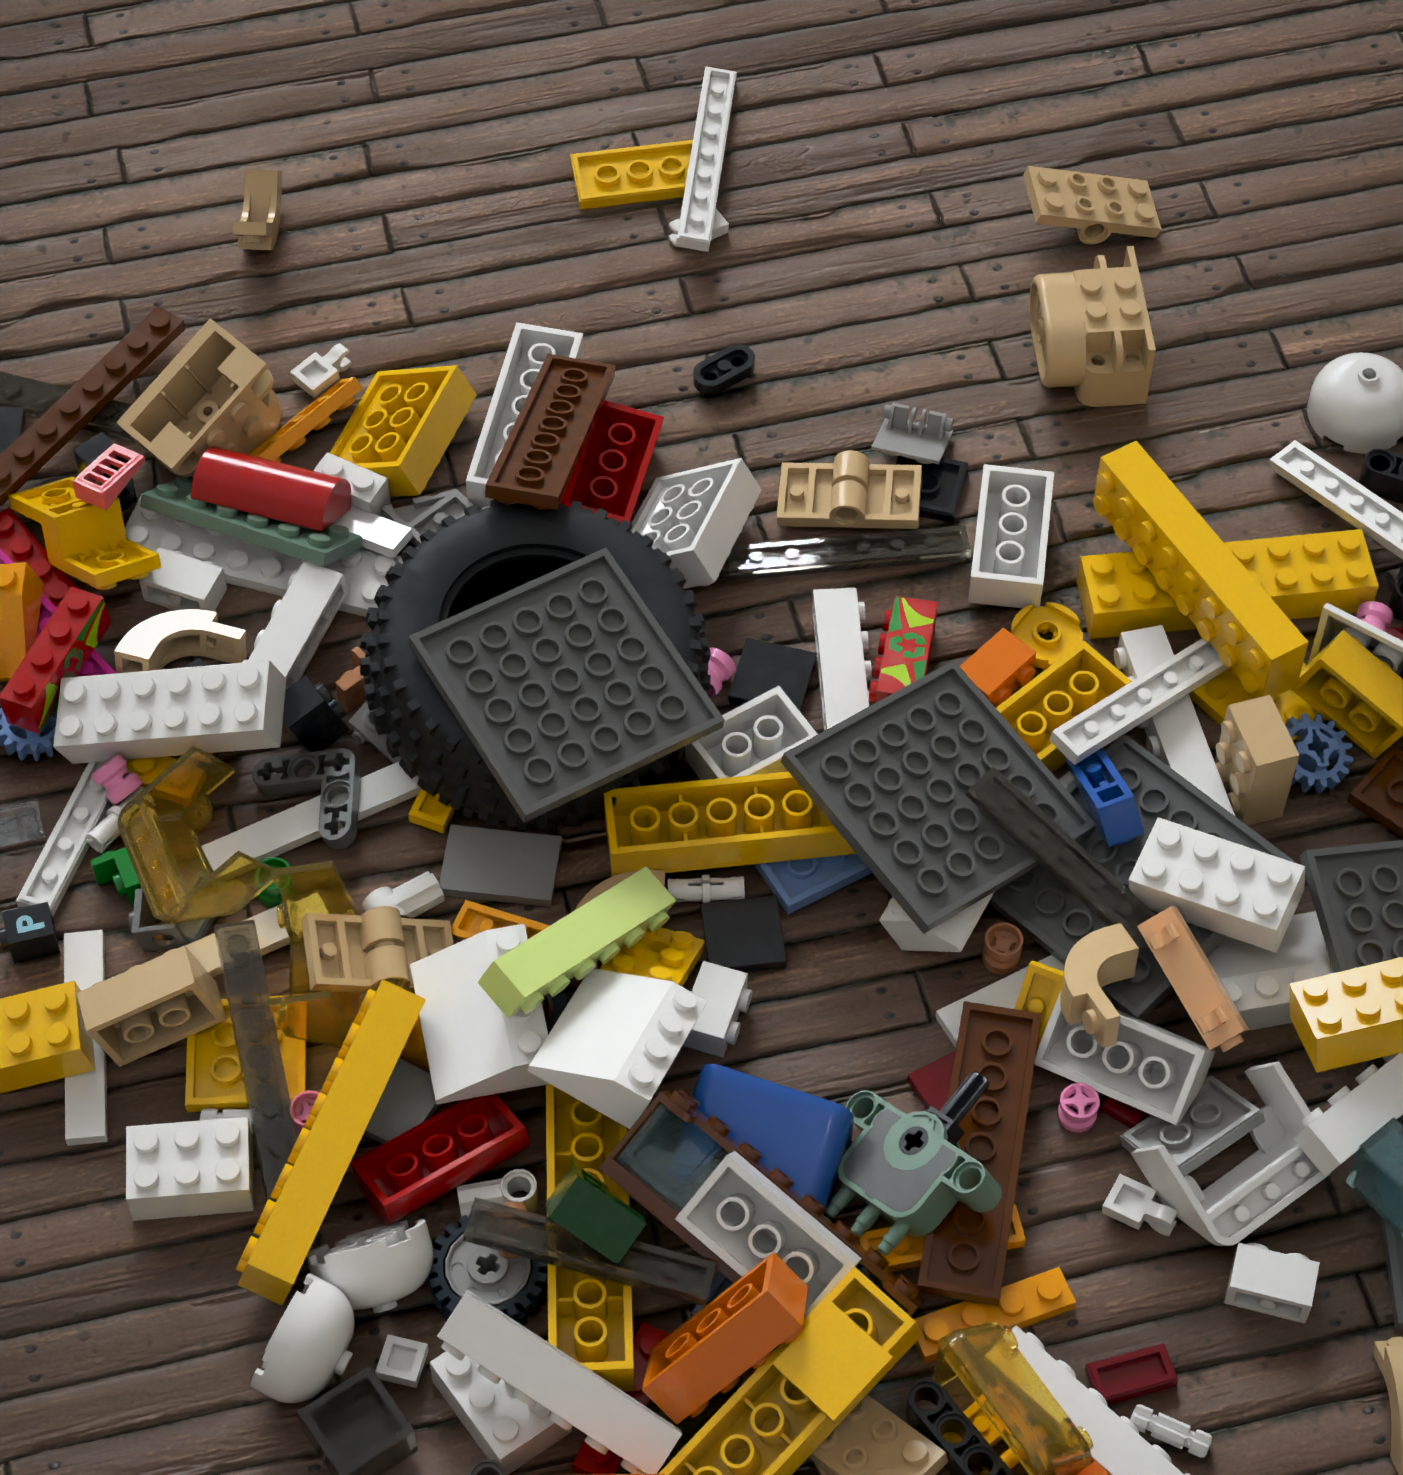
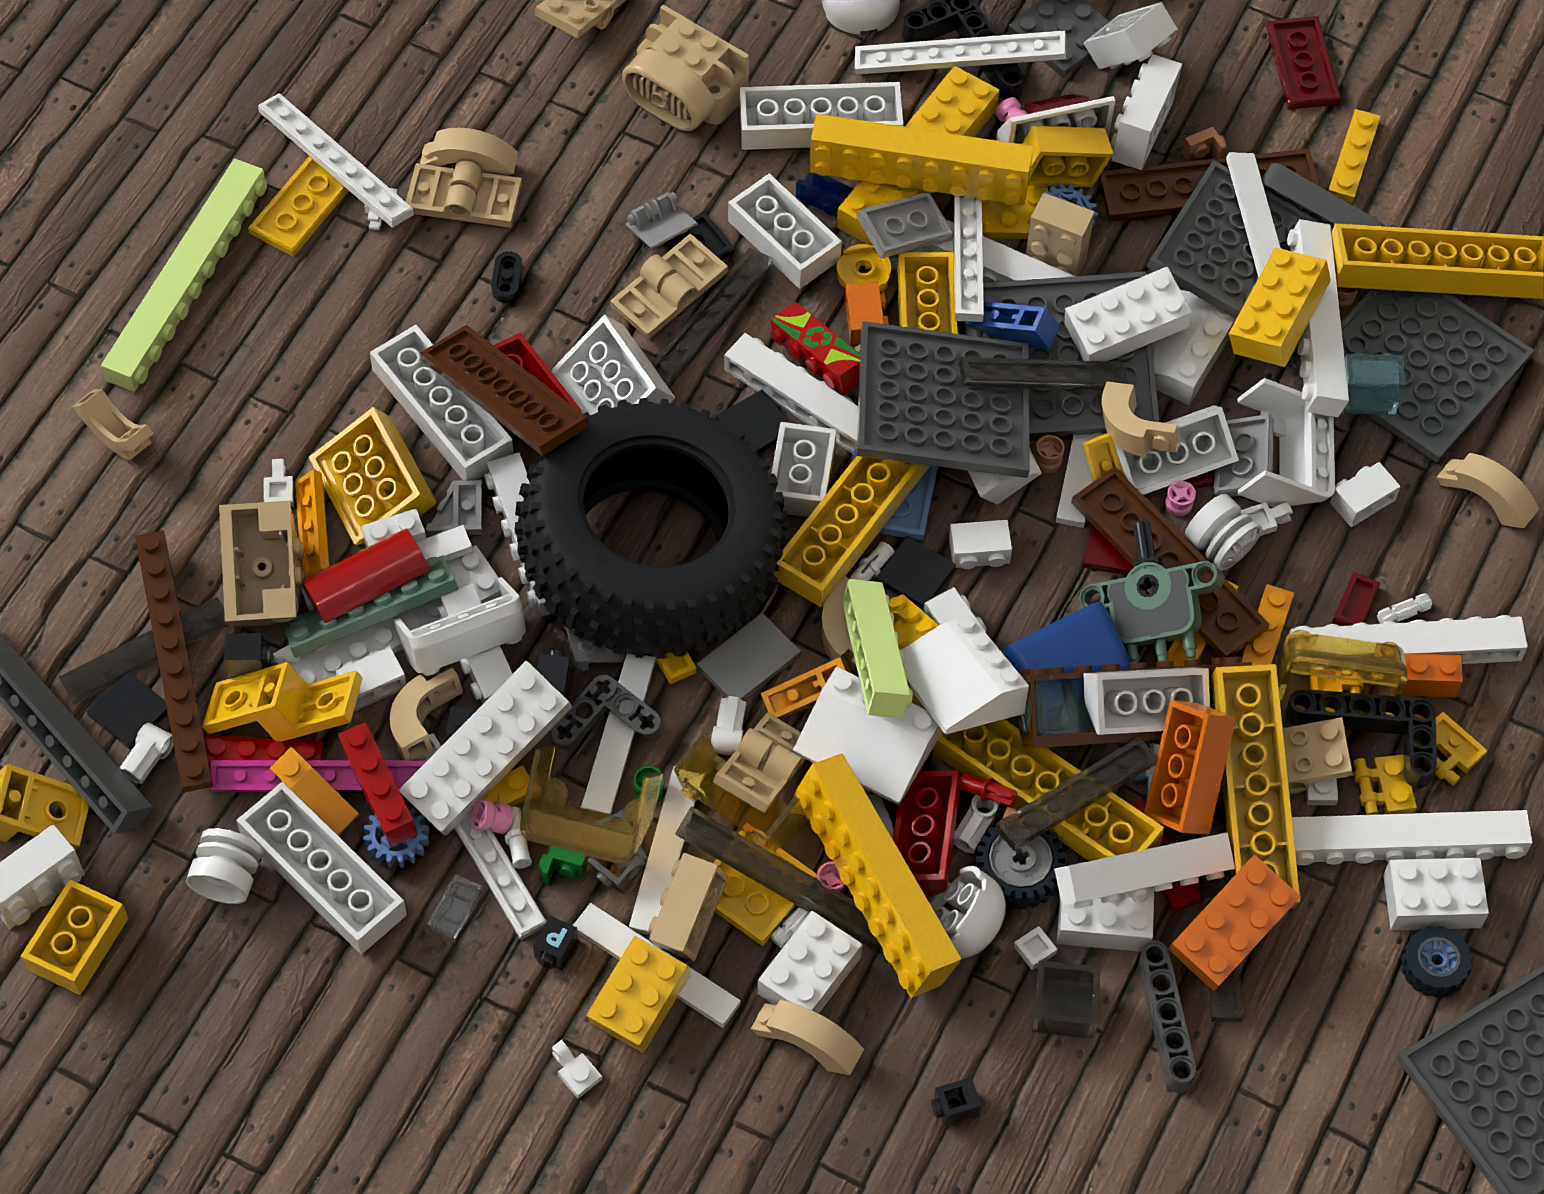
camera: 50 degrees left, 5 degrees up
(104, 495) = (278, 670): coral slope -> none
(109, 1225) = (811, 1032): none -> tan arch
(147, 1401) = (959, 1092): none -> black brick
(284, 607) = (464, 632): none -> white windscreen
(307, 1344) = (991, 985): white cylinder -> none
(351, 684) = (544, 631): nougat bracket -> none
(471, 146) = (184, 275): none -> yellowish green brick
(530, 1171) = (988, 789): none -> red axle
(565, 683) = (712, 516): dark grey plate -> none
(594, 1214) = (1057, 772): dark green panel -> none
(778, 274) = (464, 194): none -> tan plate
(826, 241) = (471, 145): none -> tan arch
(830, 964) = (980, 544): none -> white brick
(833, 1362) = (1262, 722): yellow tile -> none
(1068, 1172) = (1223, 532): none -> white wheel
(1094, 534) = (822, 192): none -> clear blue bracket
(1118, 620) = (904, 225): none -> light grey tile
(1194, 979) = (1172, 376): light nougat brick -> none
(1215, 484) = (786, 114): none -> white brick

